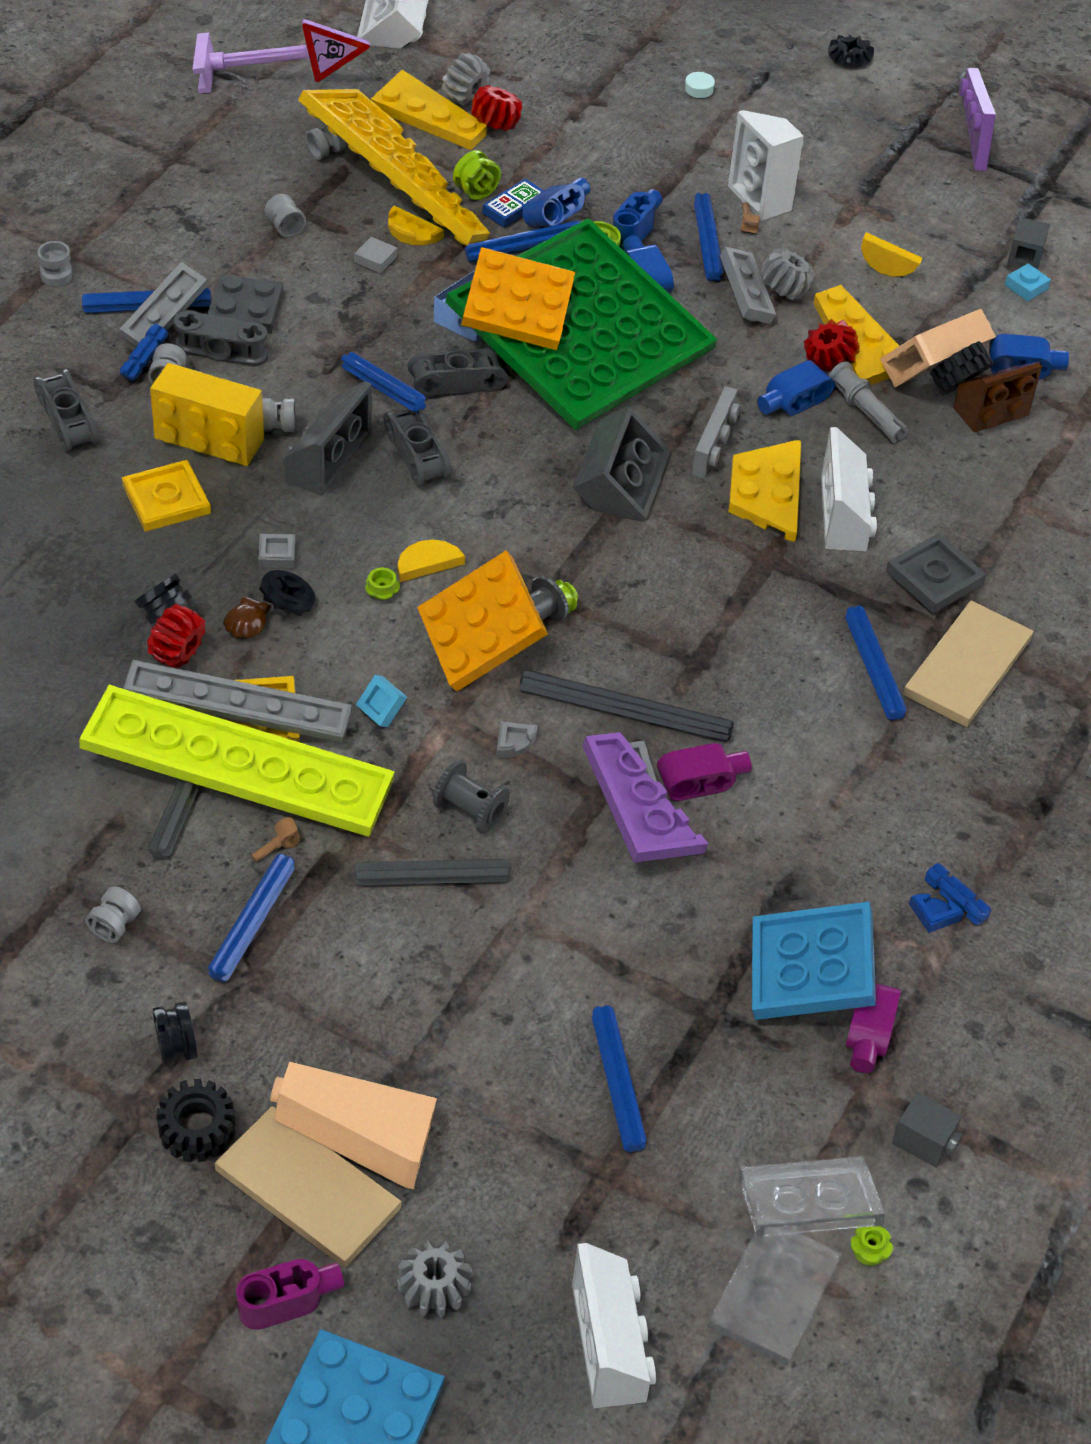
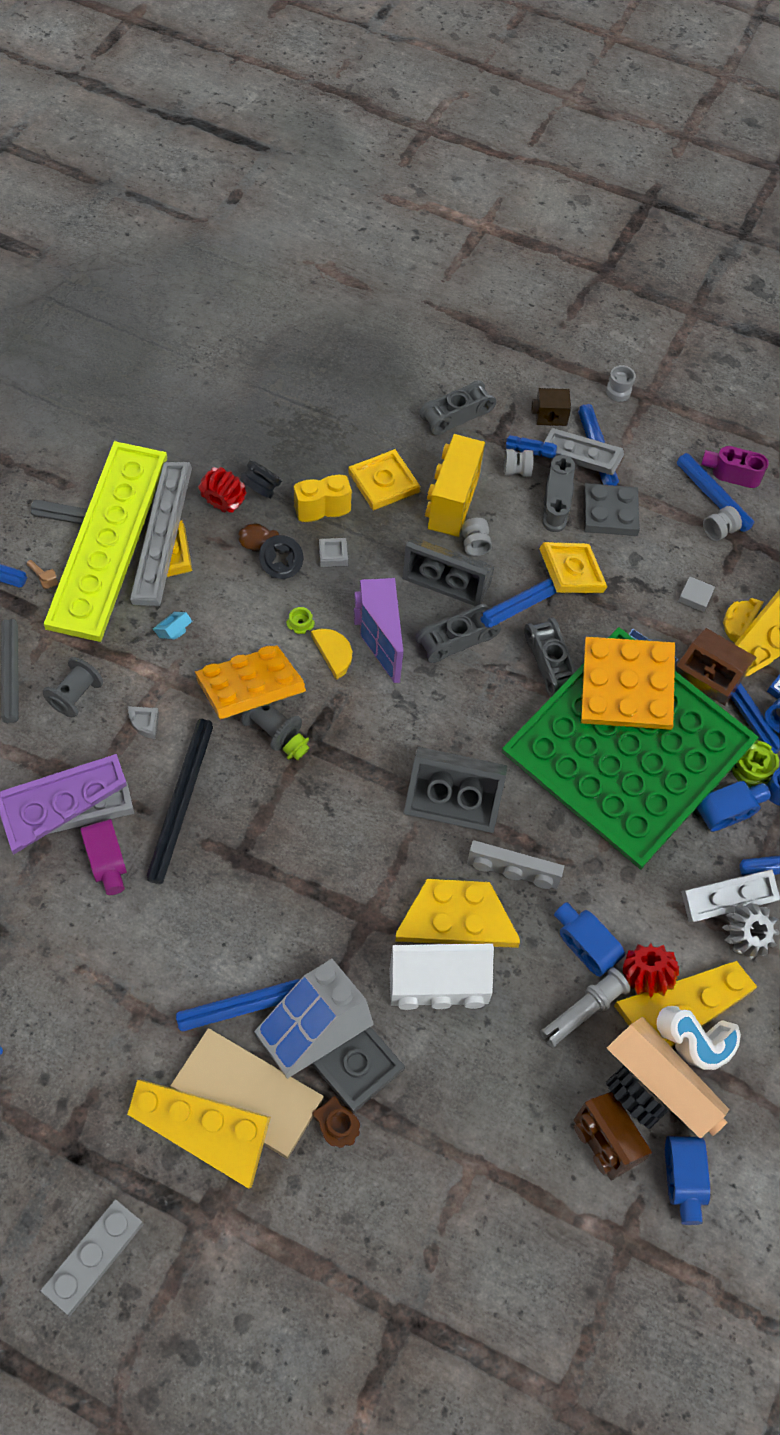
camera: 85 degrees right, 10 degrees up
(82, 326) = (552, 407): none -> dark brown brick
(199, 545) = (322, 498): none -> yellow brick
(203, 190) = (737, 466): none -> magenta piece
(222, 220) = (712, 488): none -> blue axle
(333, 340) = (573, 567): none -> yellow tile
(416, 496) = (379, 623): none -> medium lavender slope
(492, 229) = (715, 665): none -> reddish brown slope
(897, 592) = (314, 1019): none -> slope
(902, 320) = (692, 1043): none -> white animal
(996, 592) = (337, 1123): none -> reddish brown animal
(1010, 693) = (208, 1129): none -> yellow wing

